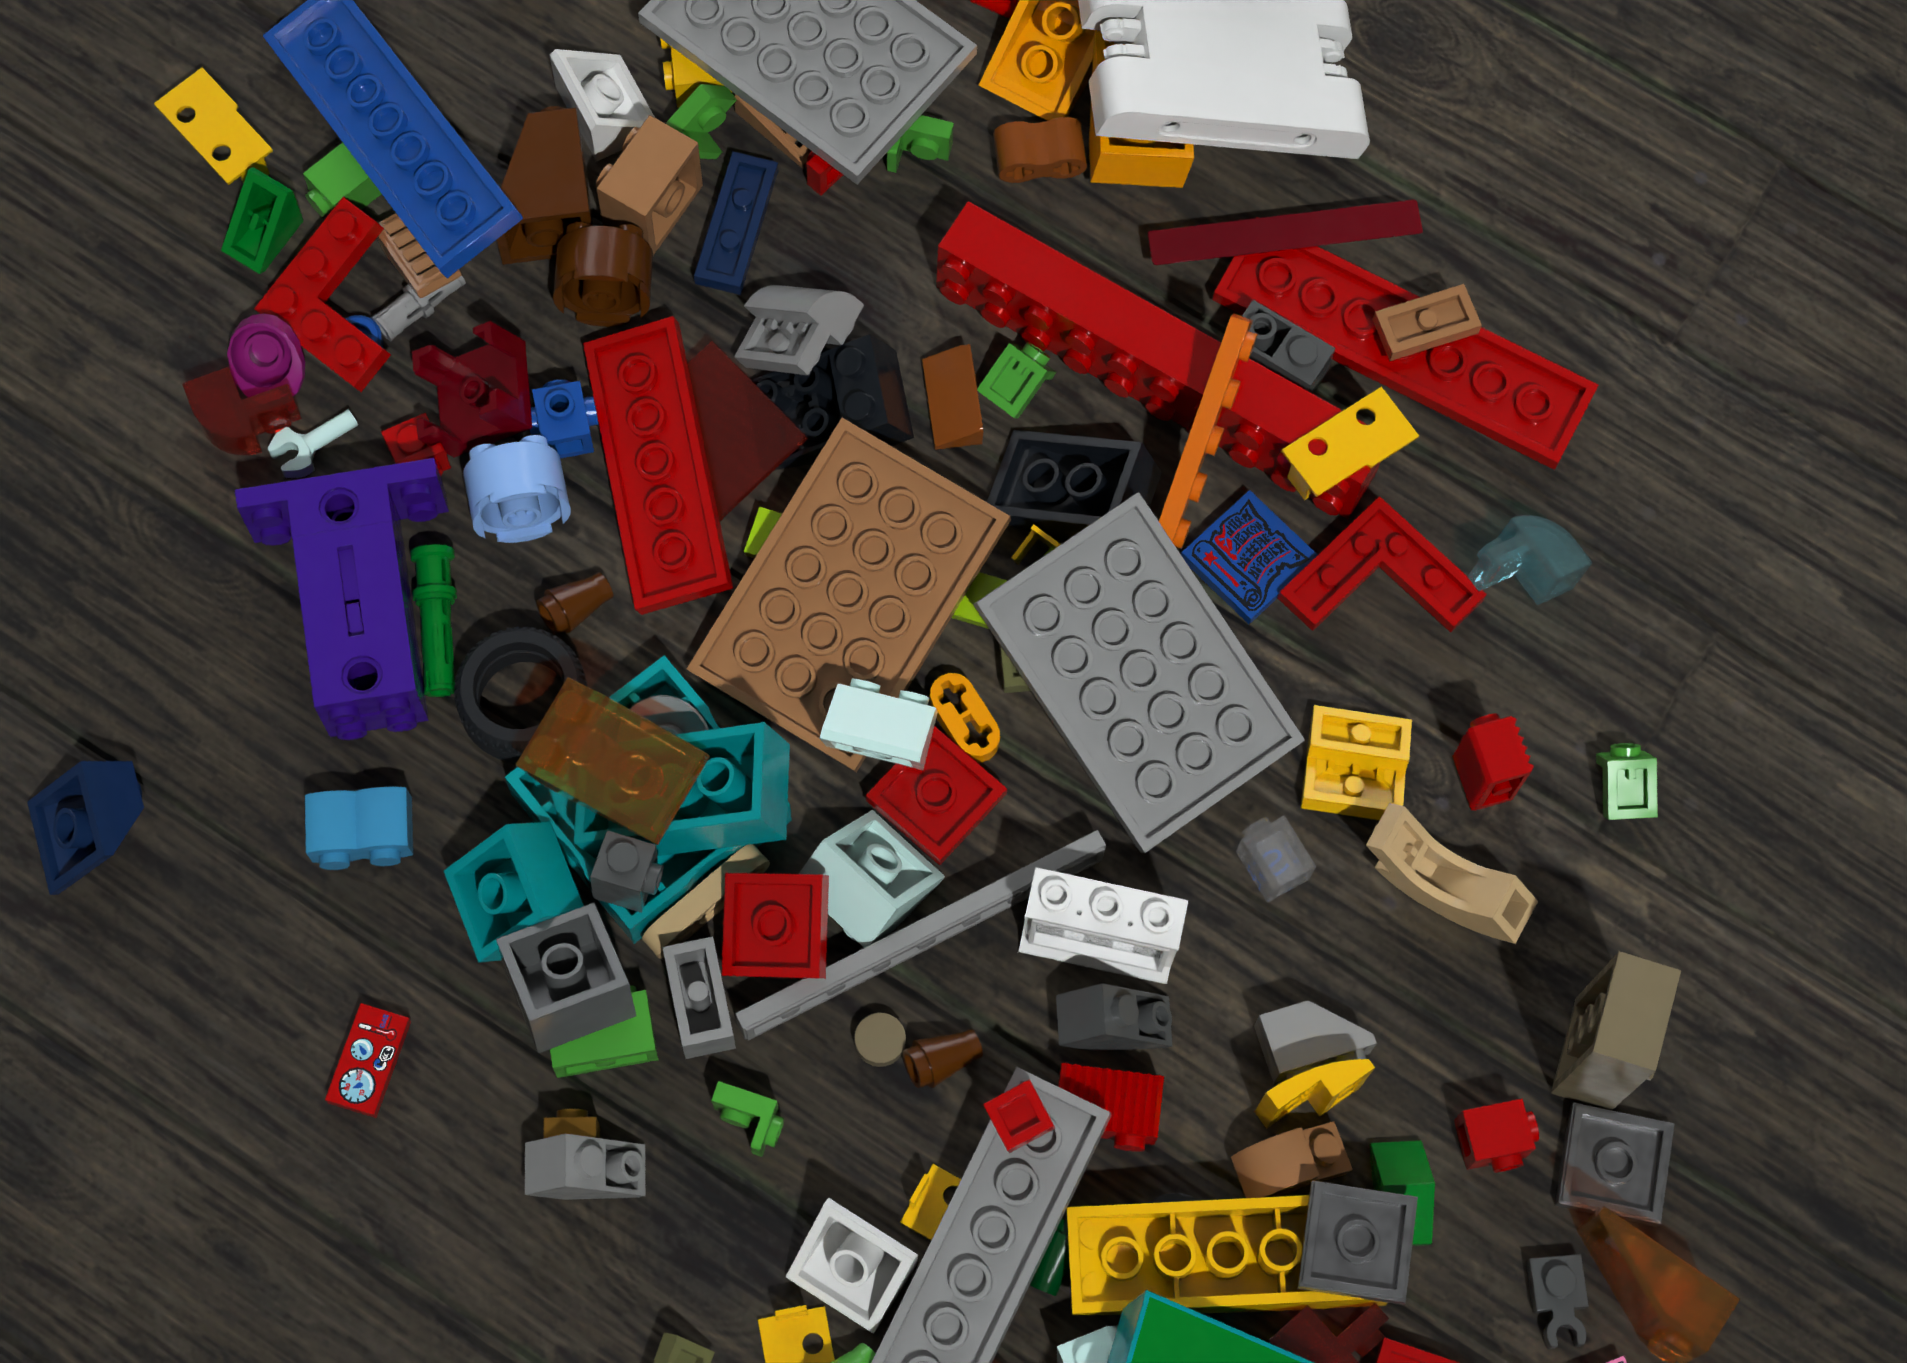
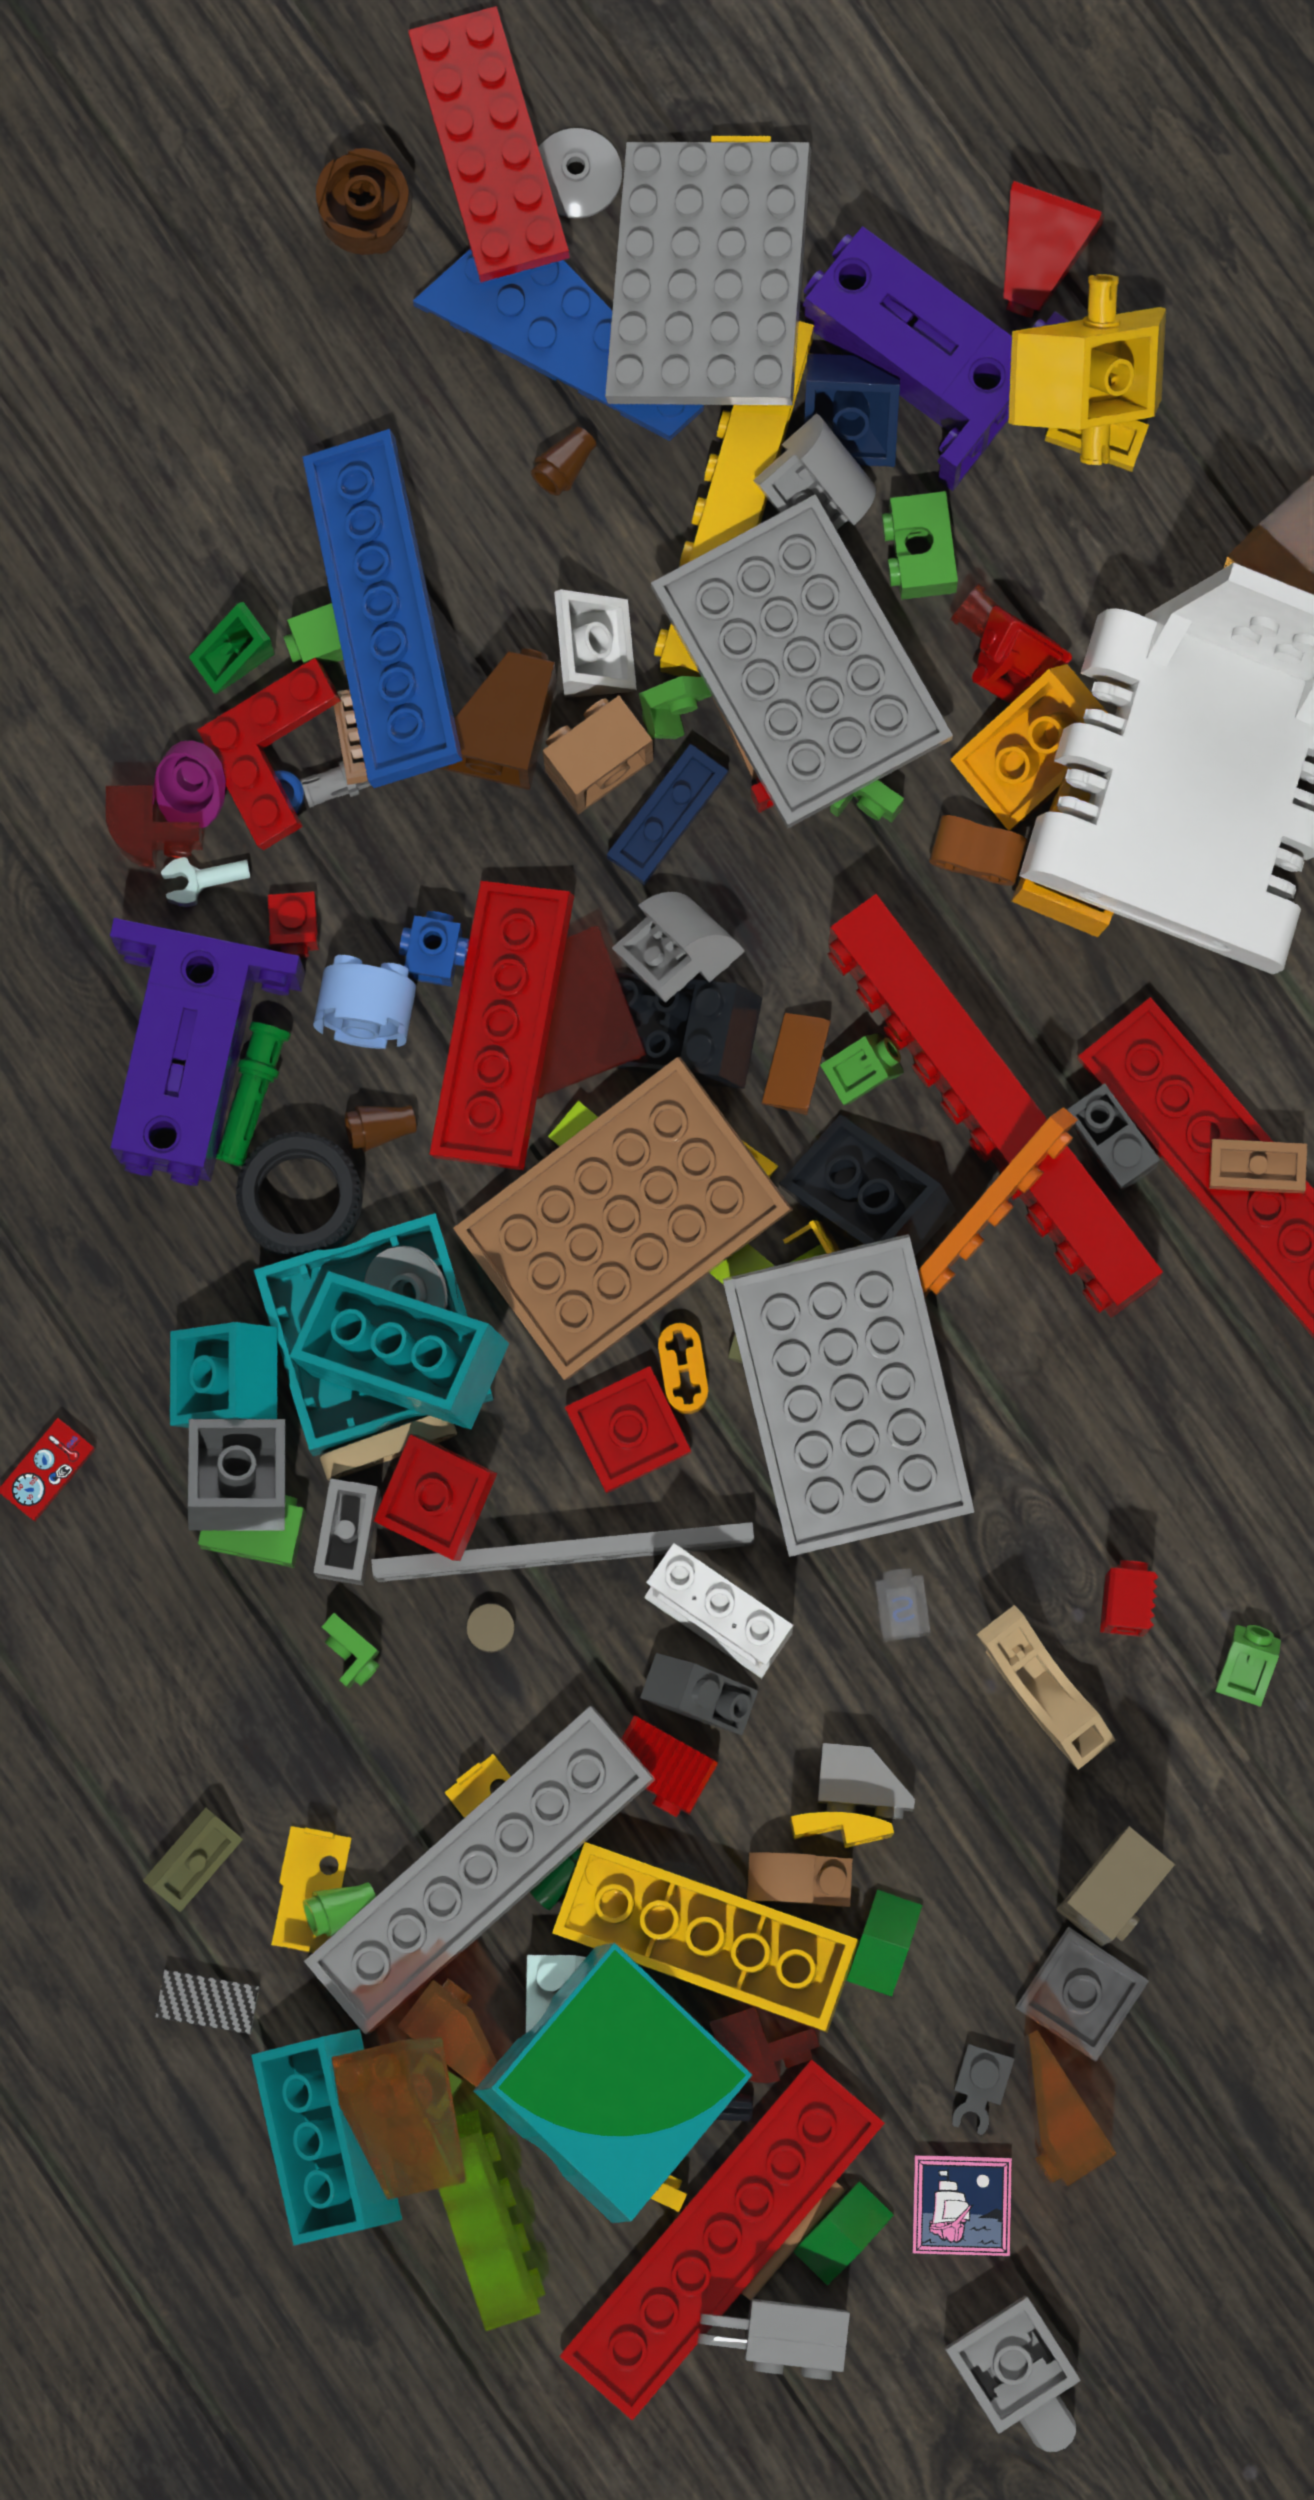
camera: 30 degrees right, 10 degrees up
(214, 126) = (225, 538): yellow piece -> none
(359, 826) = (113, 1259): dark azure brick -> none
(479, 392) = (367, 897): dark red panel -> none
(572, 1122) = (195, 1601): pearl gold plate -> none
(584, 1168) = (193, 1640): light grey slope -> none
(603, 273) = (523, 823): reddish brown brick -> none
(612, 761) = (347, 1301): clear orange slope -> none
(625, 871) = (323, 1402): dark grey brick -> none
(852, 1265) = (385, 1816): white slope -> none
(872, 877) = (540, 1482): light aqua slope -> none
(880, 724) = (596, 1355): light aqua slope -> none
(939, 1057) = (535, 1665): reddish brown cone -> none
(1019, 1116) = (572, 1751): red plate -> none
(1248, 556) = (1003, 1319): blue tile -> none
(1284, 232) = (1169, 1023): dark red sticker -> none
(1348, 444) = (1123, 1263): yellow piece -> none
(1355, 762) = (1014, 1549): yellow slope -> none
(1358, 1242) = (815, 1973): flat silver tile -> none
(1385, 541) = (1121, 1351): red plate -> none
(1497, 1135) = (988, 1929): red brick -> none
(1537, 553) = (1263, 1423): clear light blue brick -> none

